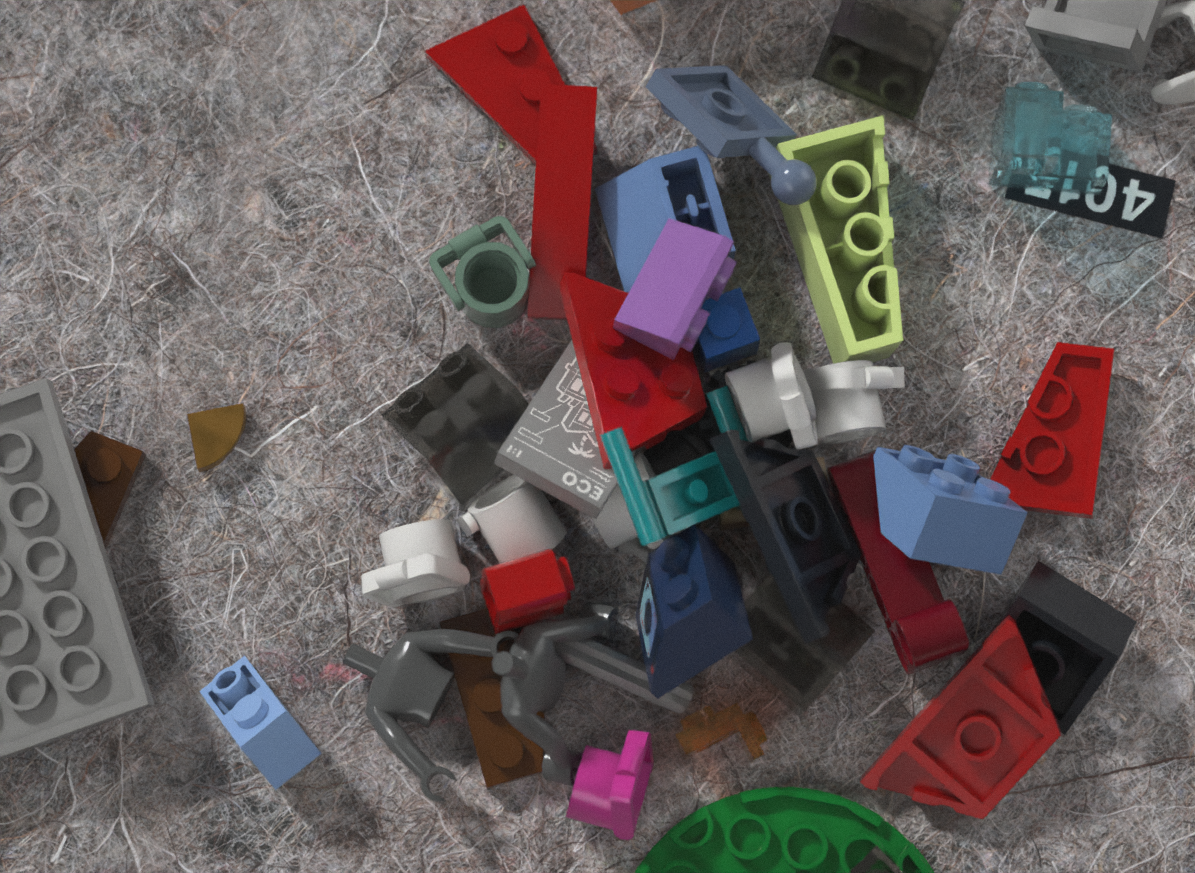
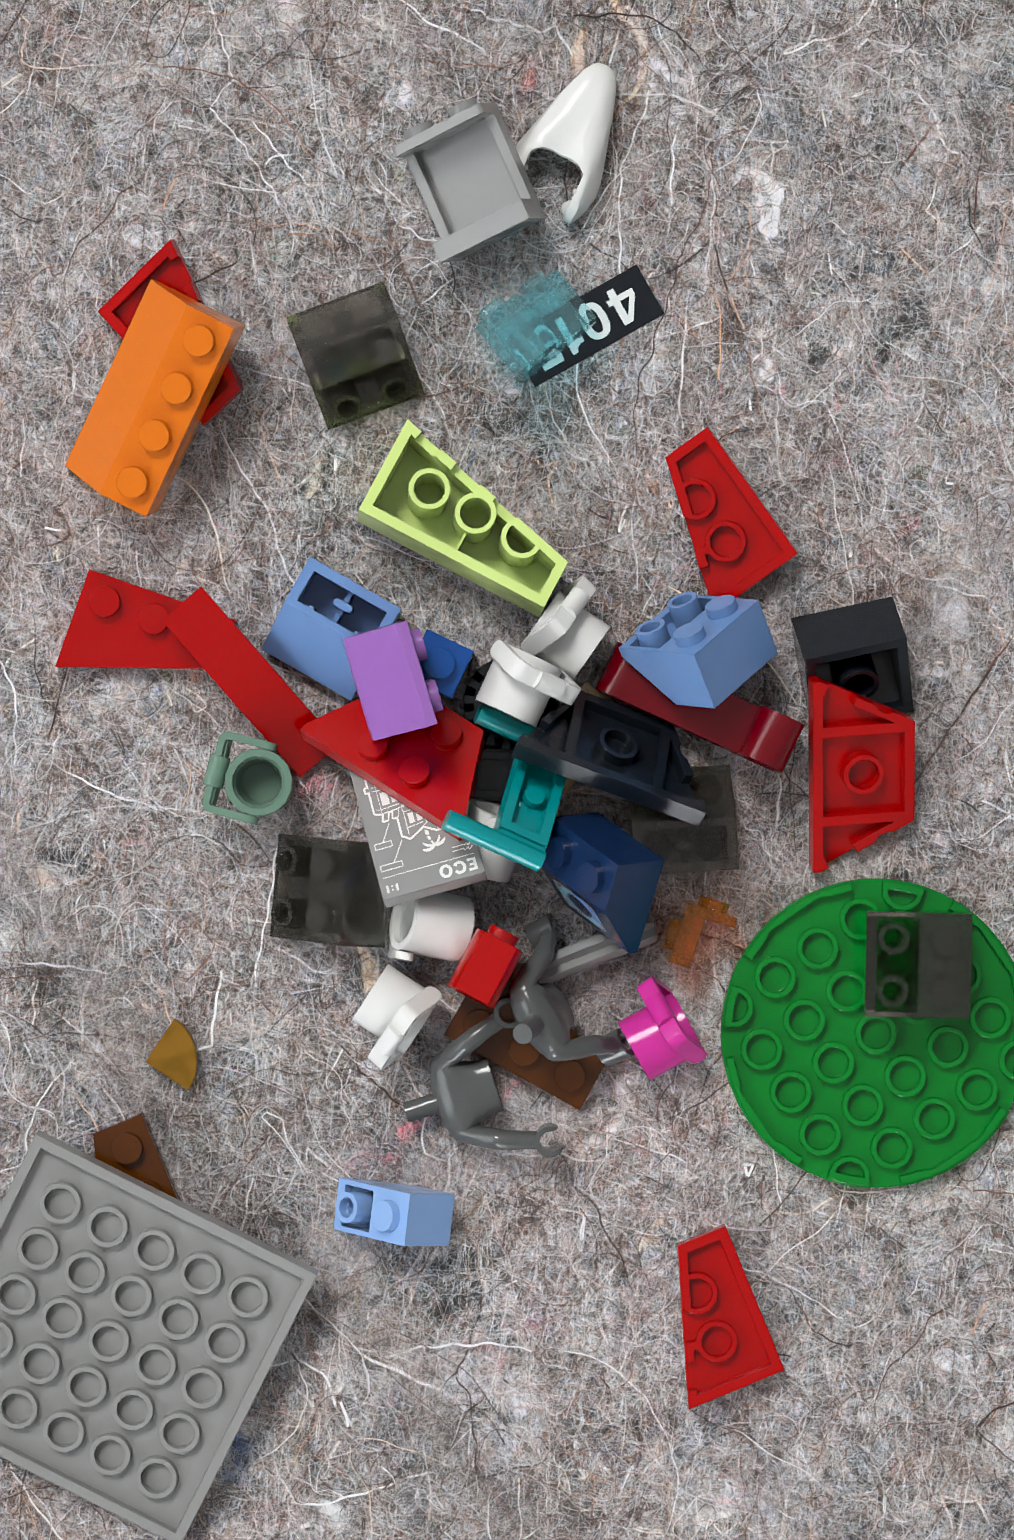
camera: 45 degrees left, 10 degrees up
(733, 123) = (312, 521): sand blue plate -> none

